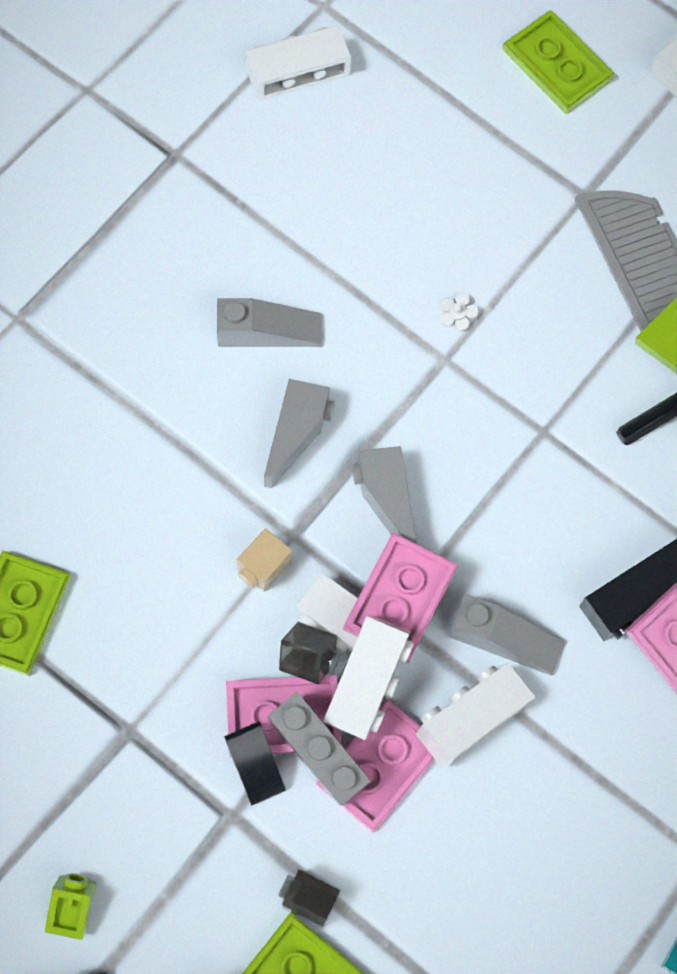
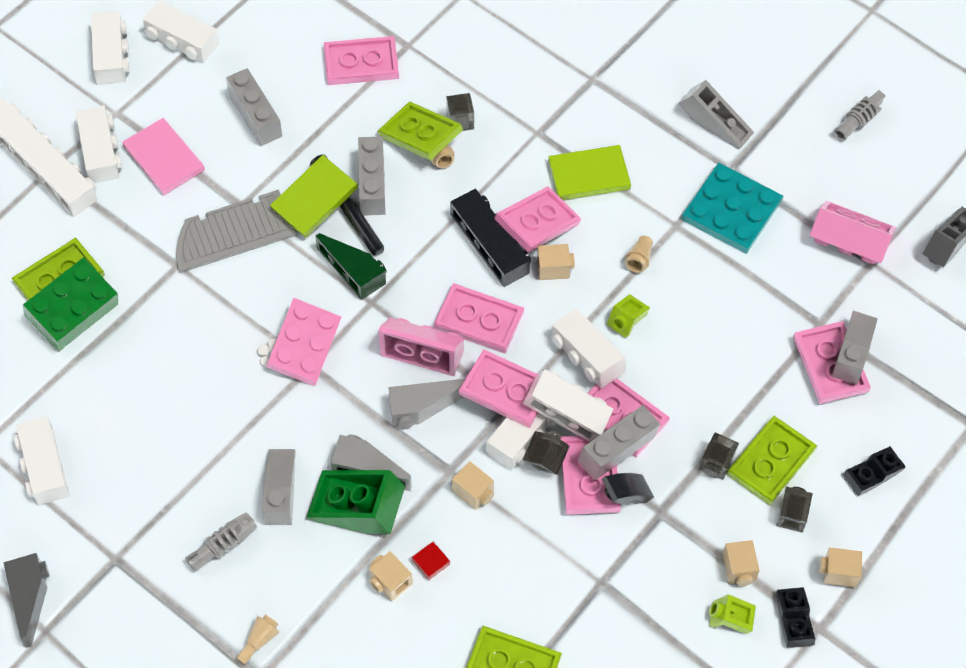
camera: 85 degrees left, 10 degrees down
(71, 315) = (261, 633): none -> tan cone
(127, 61) = (27, 591): none -> dark grey slope
(138, 458) = (389, 576): none -> tan brick
(143, 921) = (741, 562): none -> tan brick
(162, 510) = (430, 560): none -> red tile
(191, 264) = (221, 541): none -> light grey hinge
(242, 417) = (357, 500): none -> green slope
(473, 345) = (303, 341): none -> bright pink plate
(474, 490) = (421, 345): none -> bright pink slope
(506, 635) = (527, 332): light grey slope -> none
(510, 70) = (70, 304): none -> green brick
(527, 567) = (479, 318): none -> bright pink tile
(538, 776) = (626, 315): none -> lime bracket
(586, 409) = (353, 265): none -> dark green slope
(618, 672) = (554, 261): none -> tan brick
(640, 797) = (639, 256): none -> tan cone

